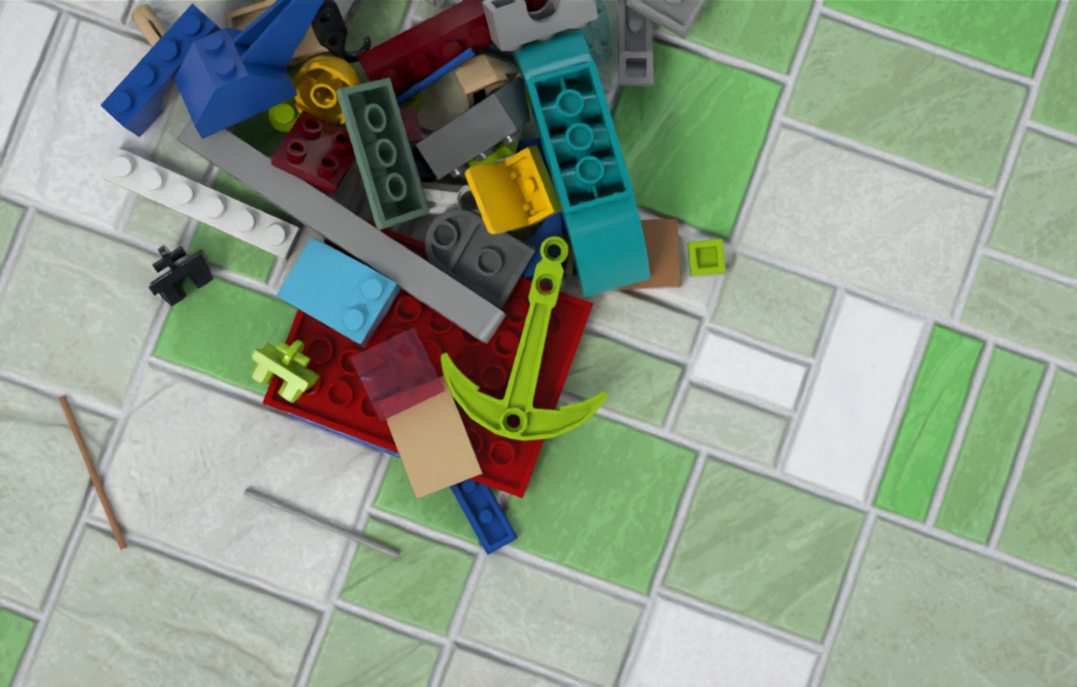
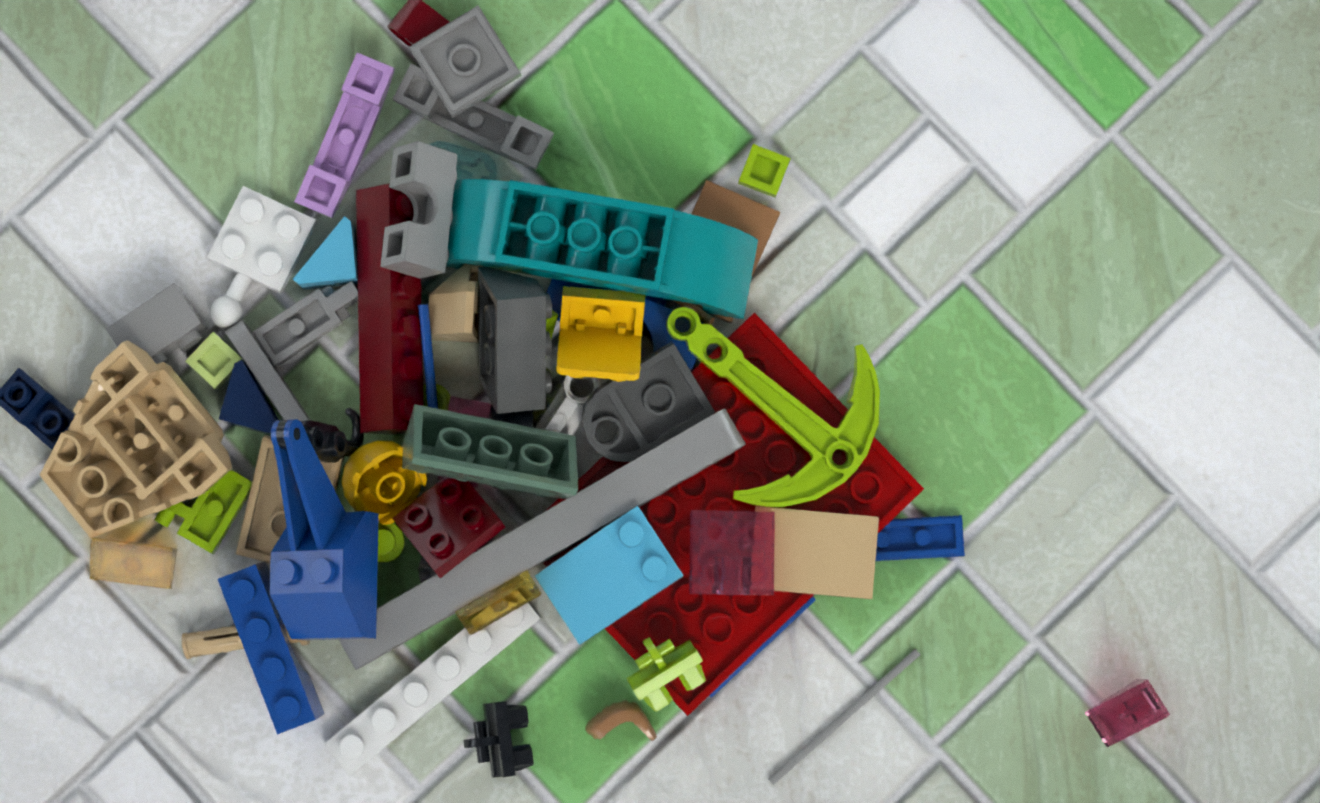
camera: 70 degrees left, 0 degrees up
(240, 352) = (617, 714): none -> medium nougat hair
(277, 219) = (498, 602): none -> clear yellow slope

